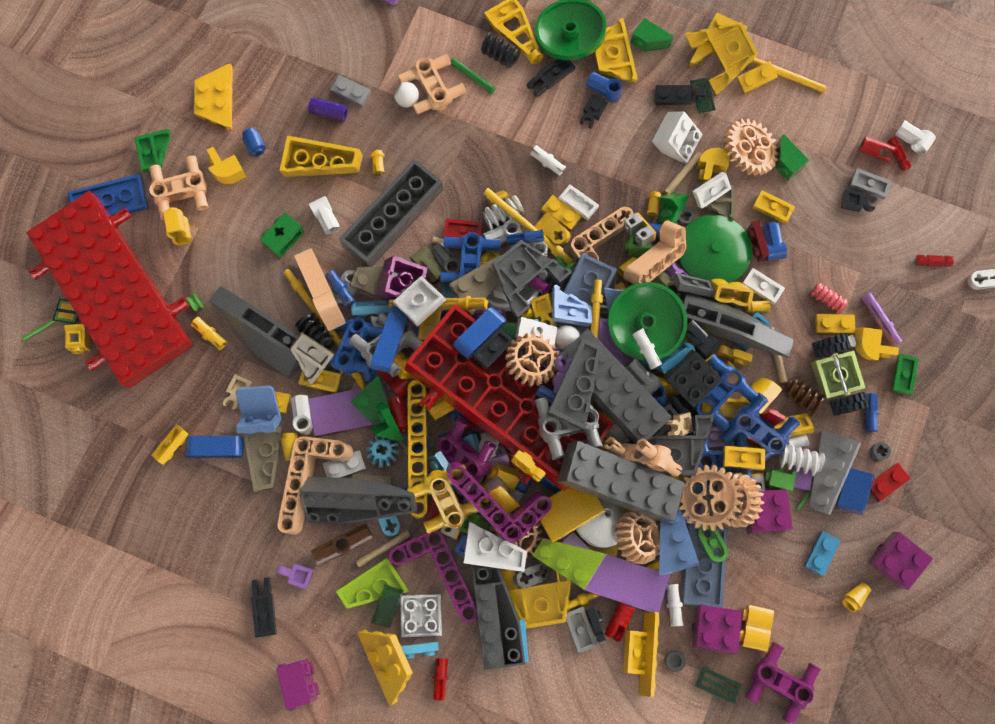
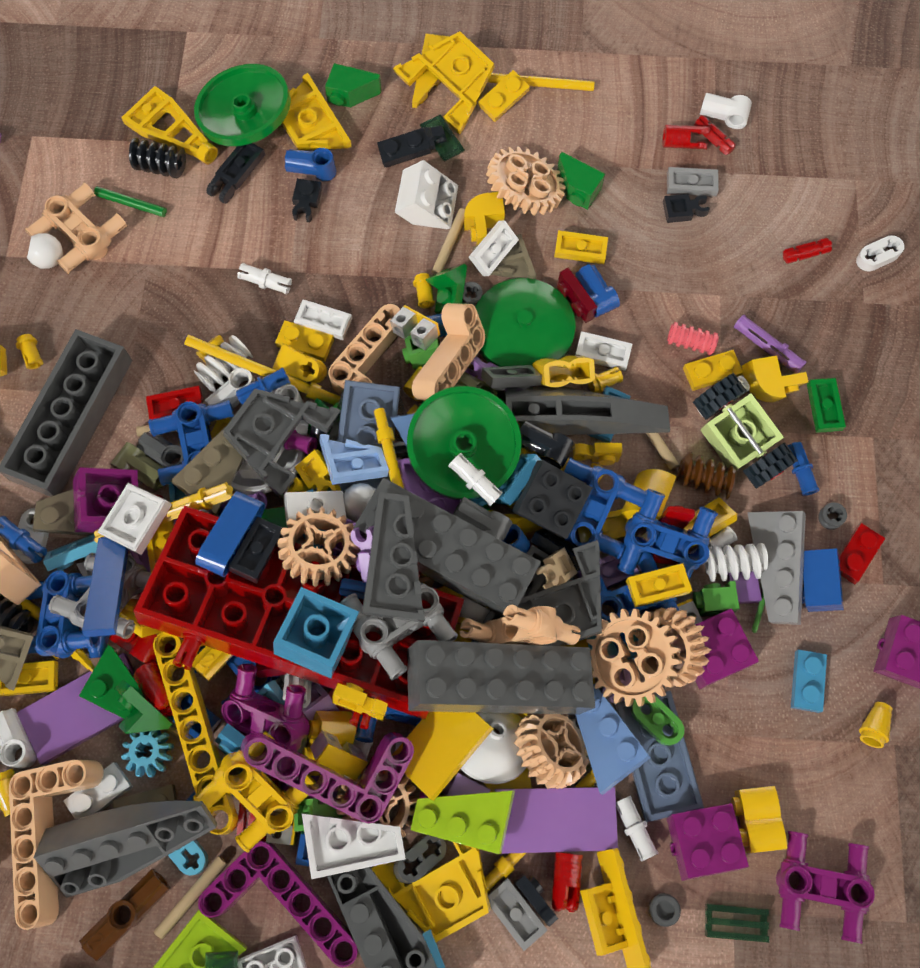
camera: 20 degrees left, 5 degrees down
(515, 414) = (315, 632): none -> dark azure slope

